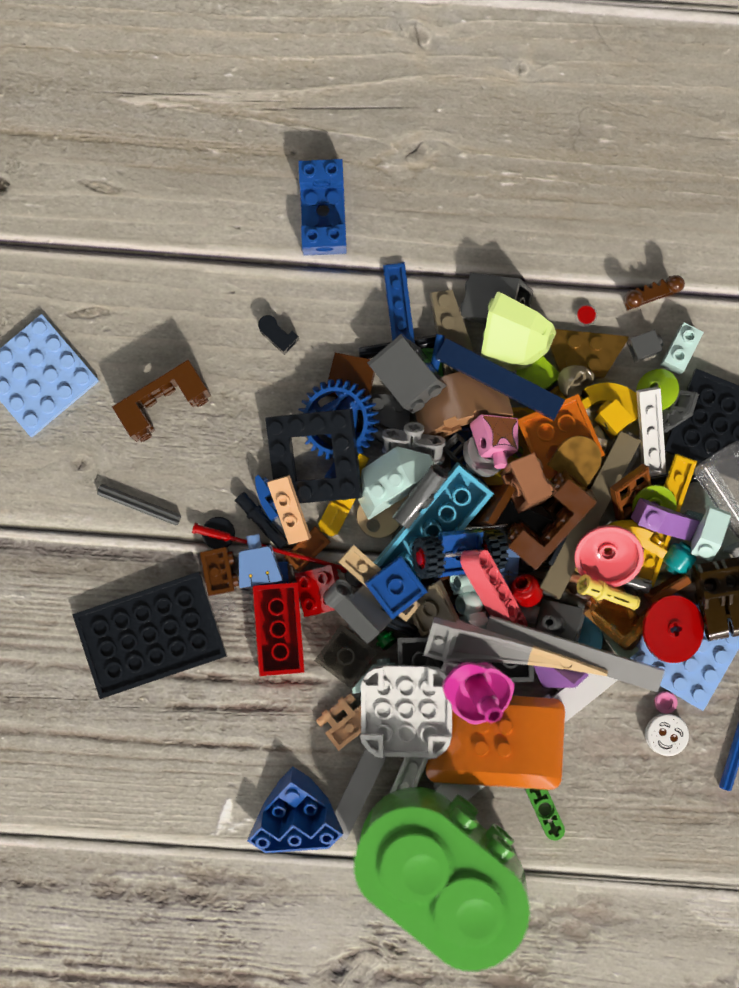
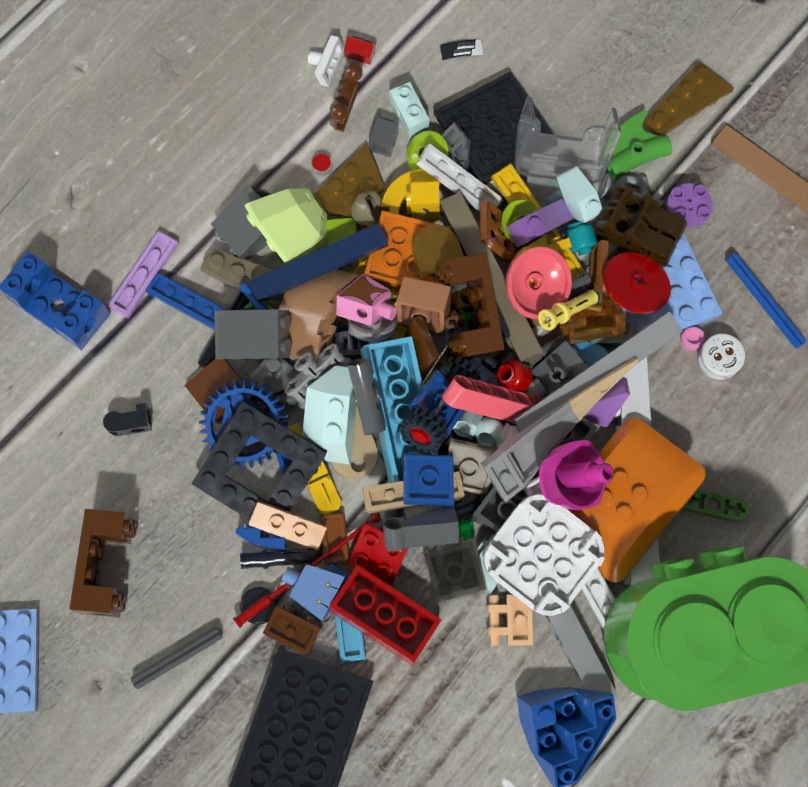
camera: 55 degrees left, 10 degrees down
(241, 618) = (350, 642): none -> medium azure tile
(395, 252) = (145, 269): none -> lavender tile
(537, 514) = (461, 318): none -> pearl gold piece
(673, 252) = (327, 61): none -> white tile
(705, 269) = (359, 49): none -> red piece

